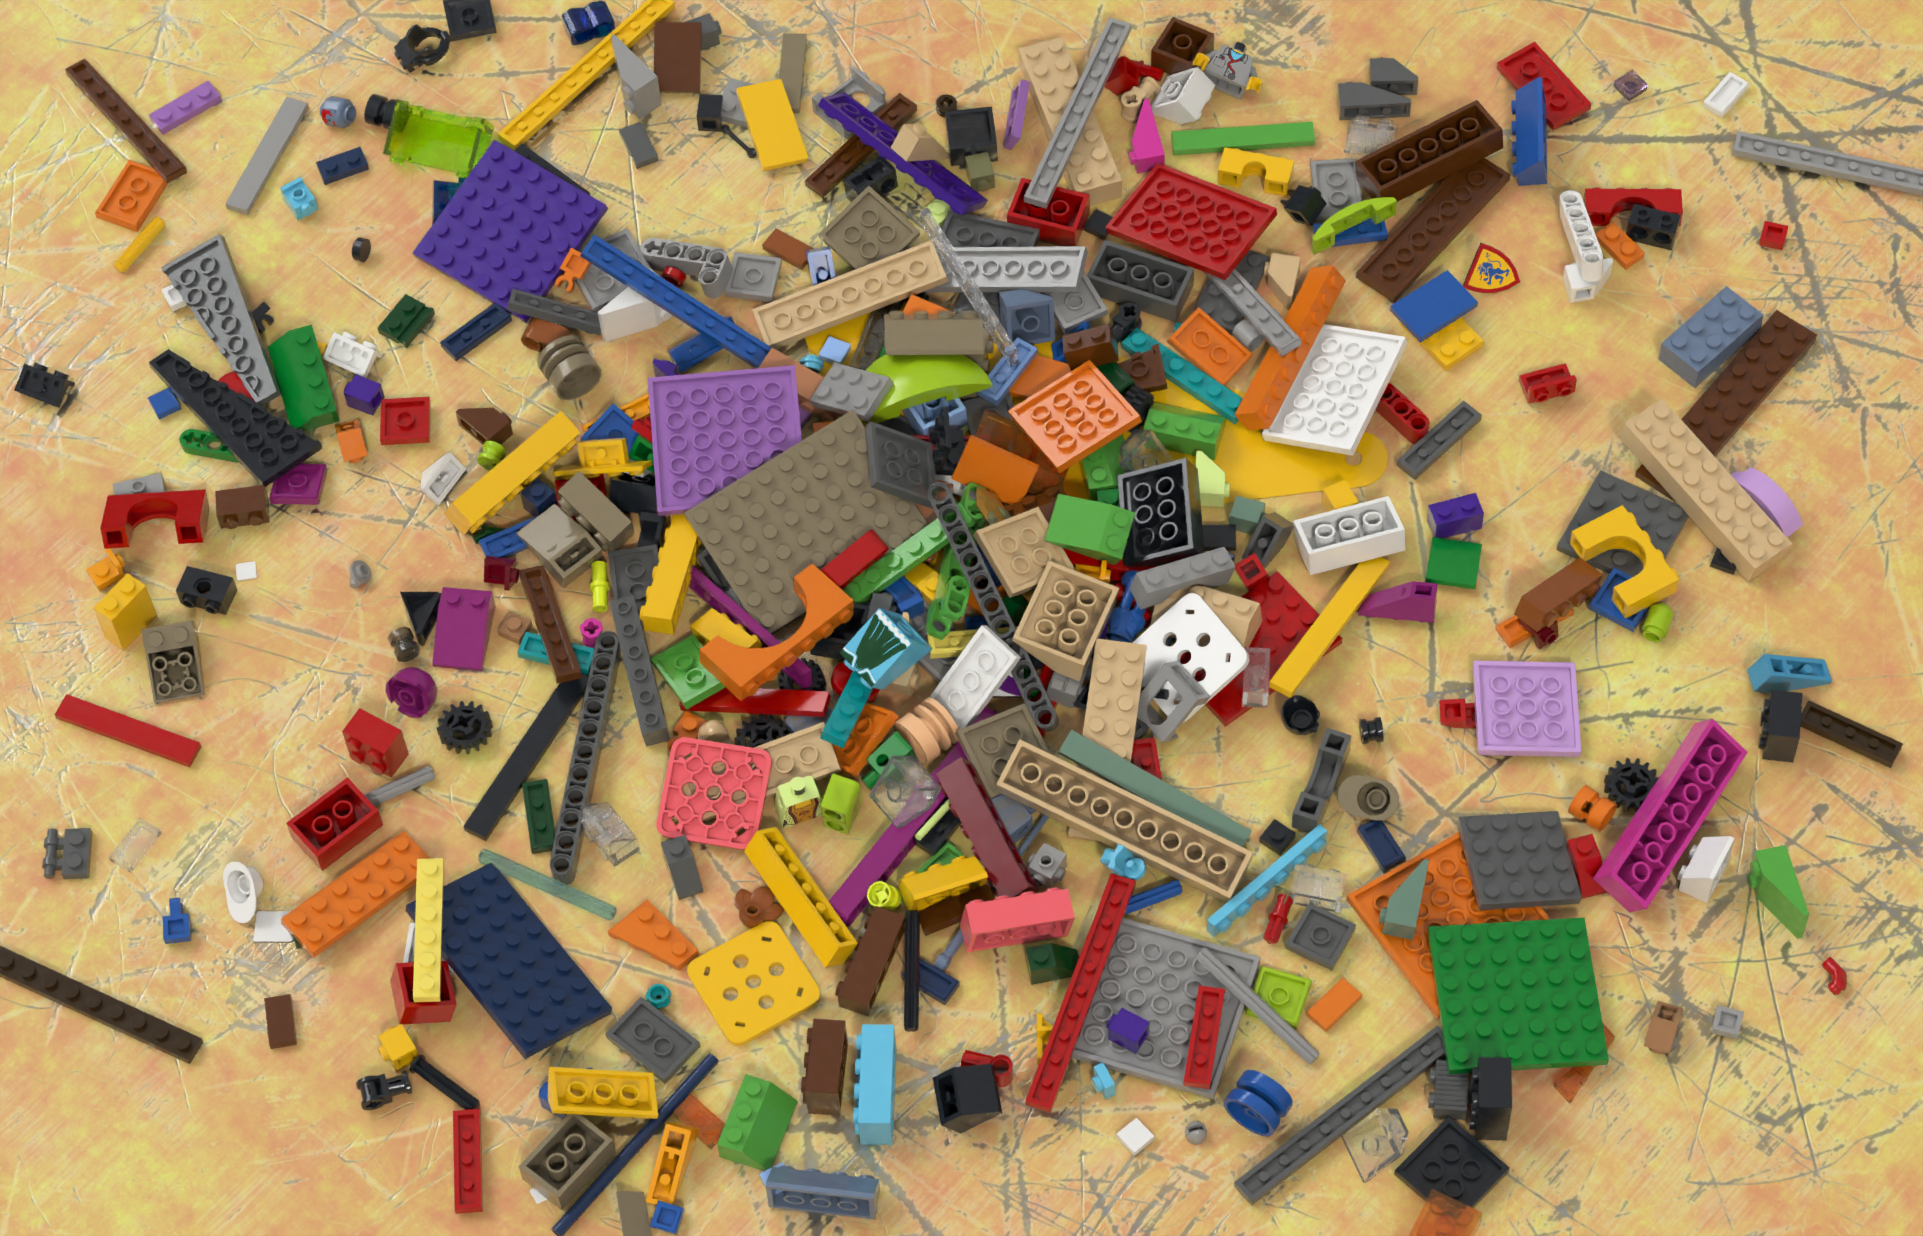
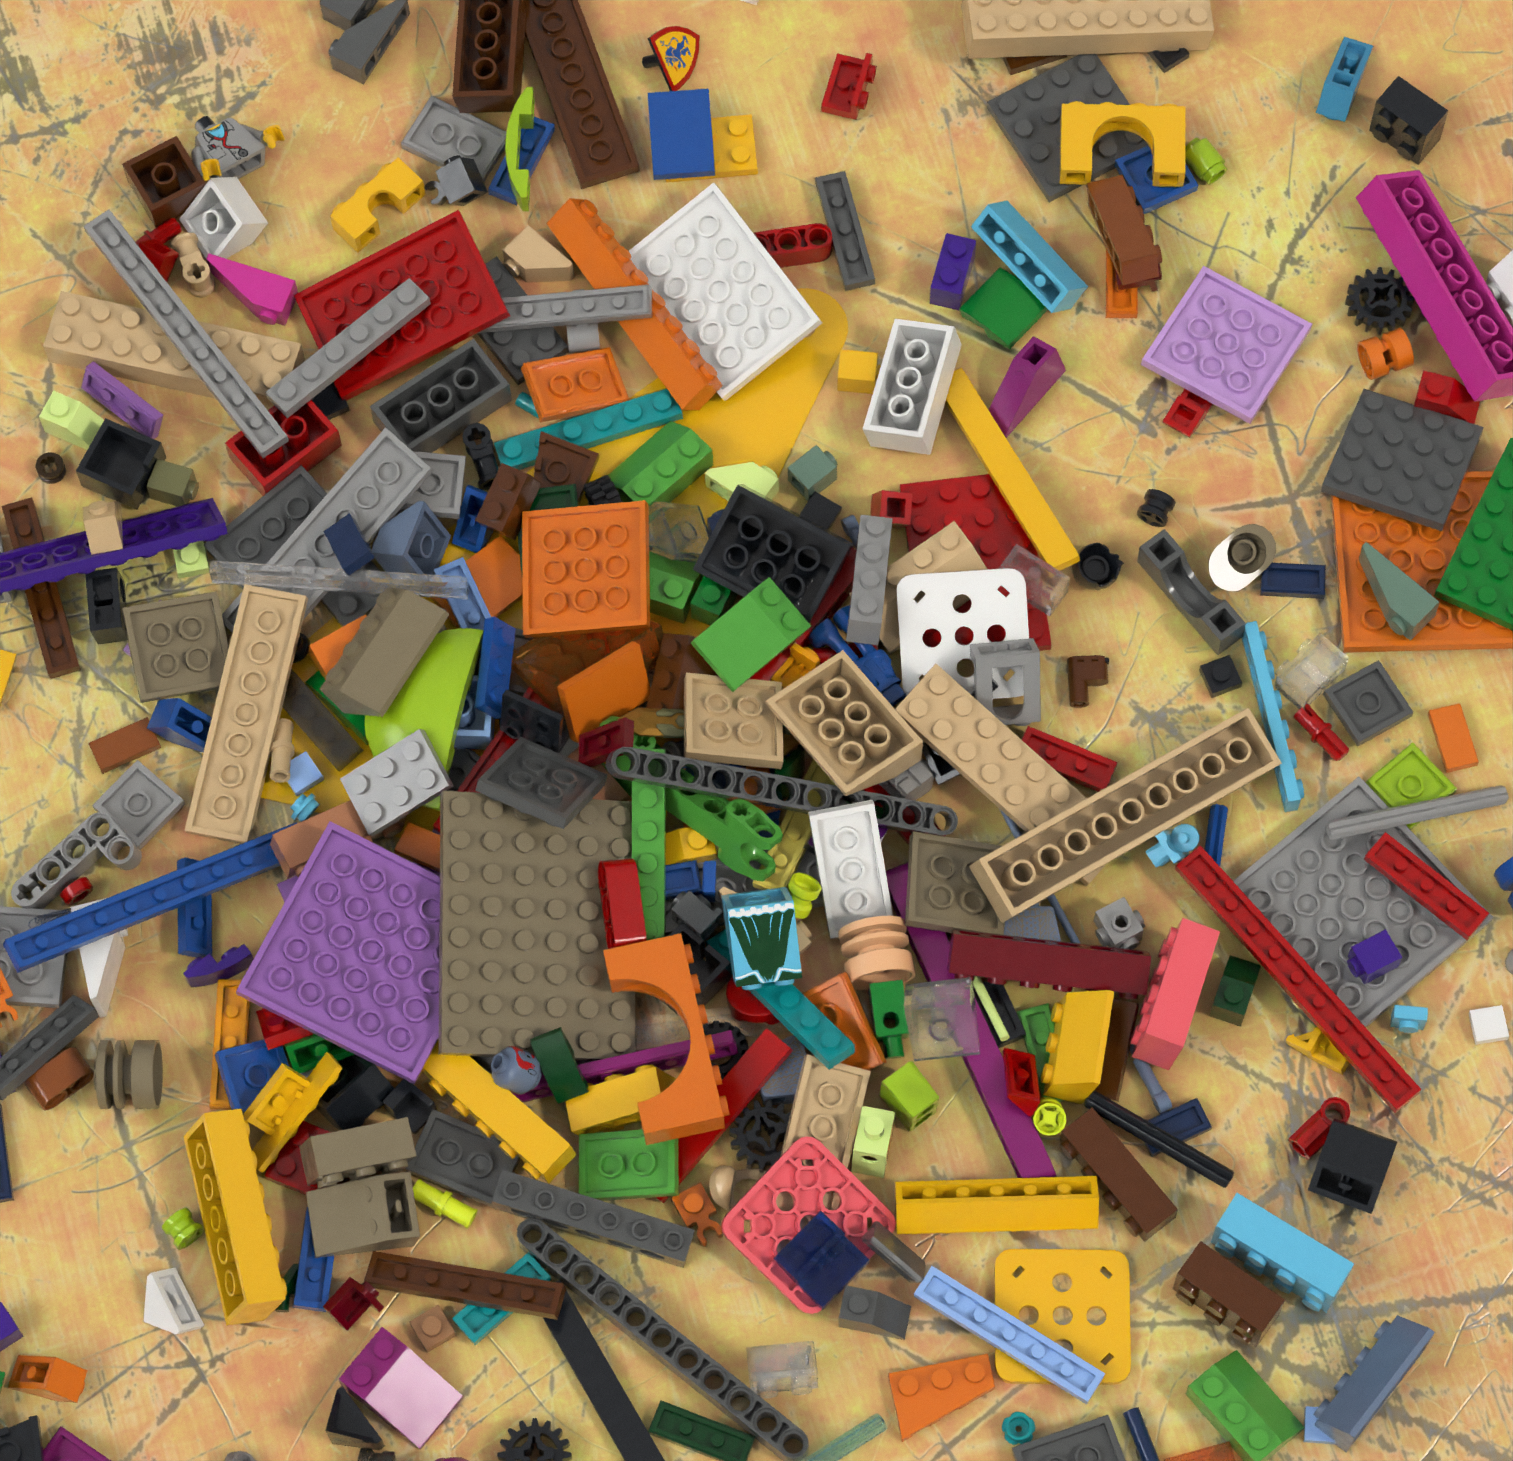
camera: 60 degrees left, 10 degrees up
(405, 420) = (63, 1301): red plate -> none
(485, 424) = (136, 1212): reddish brown slope -> none
(538, 497) = (283, 1207): dark blue brick -> none
(590, 630) = (508, 1254): dark pink bush -> none
(694, 812) = (821, 1260): none -> clear blue slope
(703, 564) = (516, 1070): none -> sand blue head
(716, 953) = (1009, 1335): none -> light blue plate
(725, 583) = (559, 1065): none -> dark green slope
(729, 855) = (894, 1252): none -> dark grey slope
(757, 906) = (967, 1255): dark orange plate -> none
(840, 329) = (282, 751): none -> tan pin
(895, 862) = (1021, 1080): none -> red slope
(935, 663) = (803, 891): none -> neon yellow wheel
(960, 488) = (601, 741): none -> dark red plate
(973, 402) = (494, 666): none -> blue plate
(983, 92) = (70, 420): none -> yellowish green slope
(992, 274) = (349, 544): none -> dark blue tile
(1135, 204) = (348, 348): none -> light grey plate
(1148, 787) = (1101, 764): sand green tile -> none
(1219, 752) = (1085, 672): none -> reddish brown piece
(1243, 138) = (319, 192): bright green tile -> none
(1269, 538) = (856, 469): dark grey slope -> none
(1368, 136) = (416, 65): clear slope -> none
(1499, 554) = (1029, 256): none -> medium azure brick
(1850, 734) = (1455, 62): dark brown plate -> none

